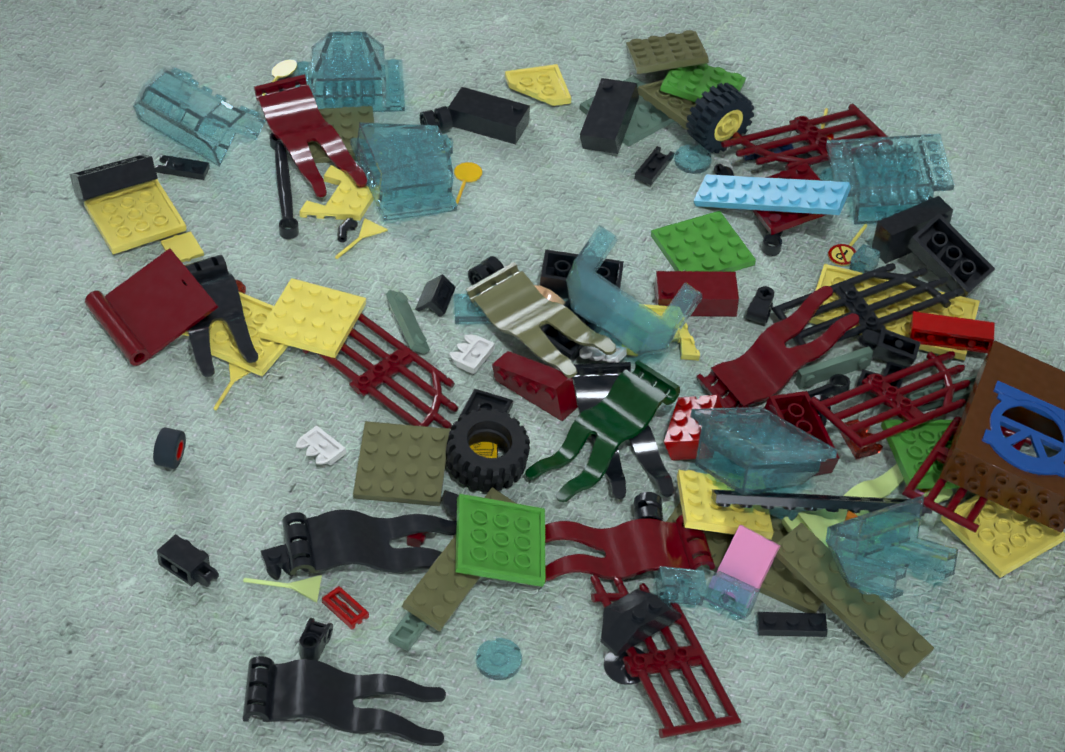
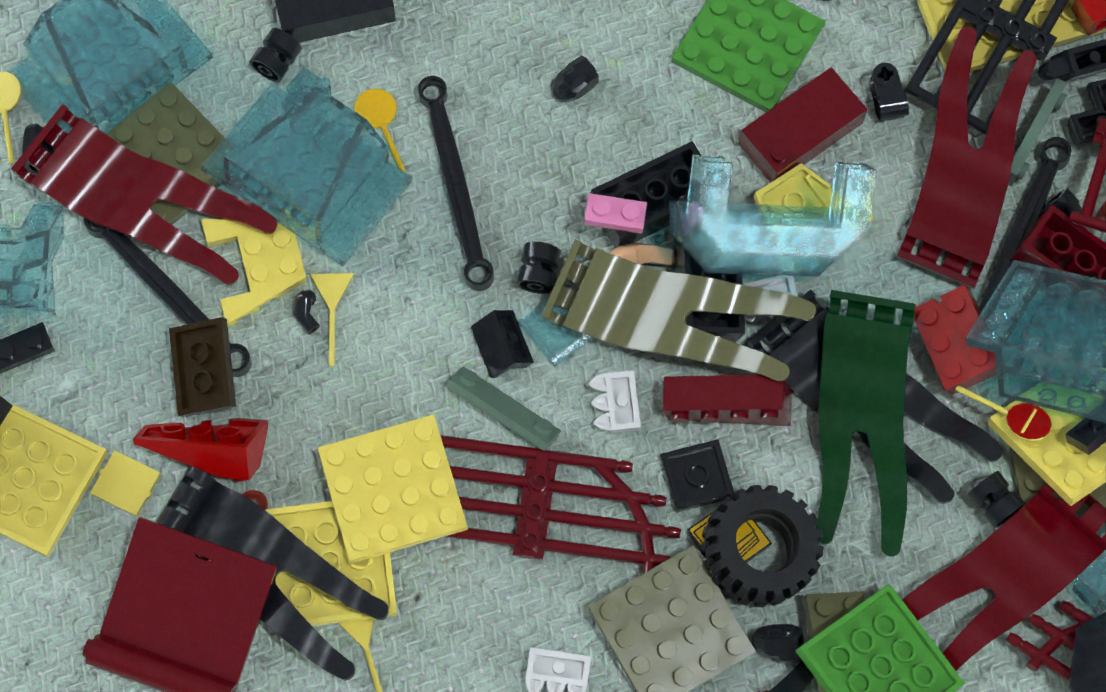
camera: 35 degrees left, 25 degrees up
(240, 255) = (221, 450): none -> red wedge
(267, 217) = (202, 367): none -> dark brown plate
(478, 220) = (455, 182): none -> black piece
(547, 263) = (615, 213): none -> bright pink plate
(586, 212) = (575, 80): none -> black rock
(694, 477) = (1023, 420): none -> red piece

